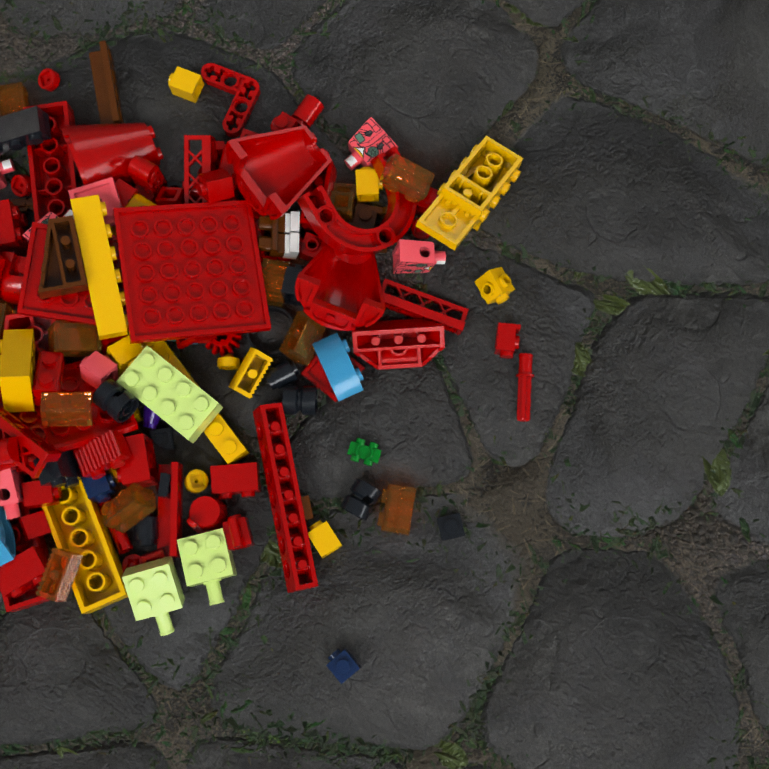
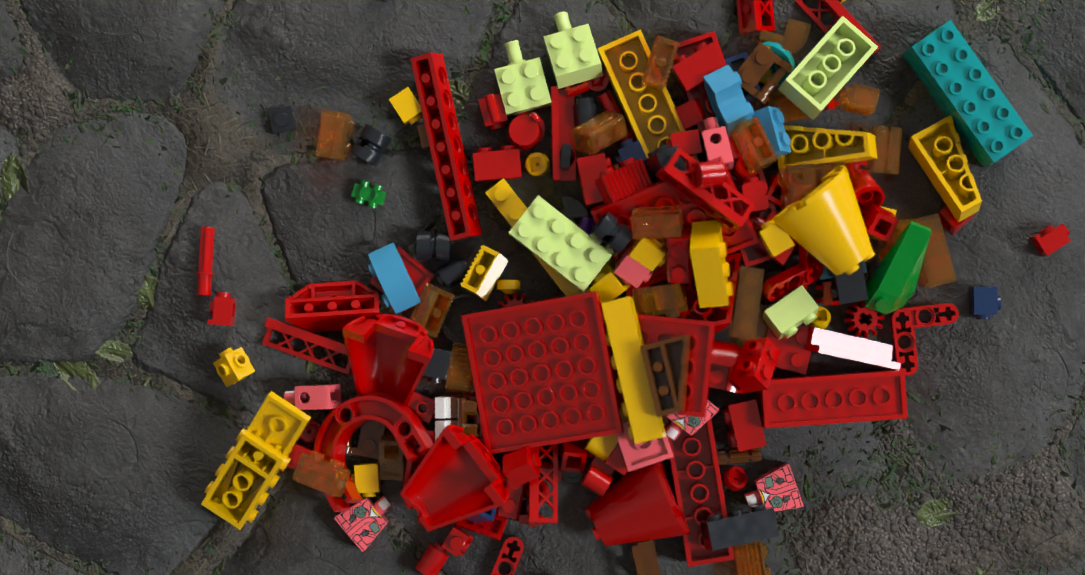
camera: 175 degrees right, 10 degrees up
(79, 380) = (649, 252): none -> yellow brick

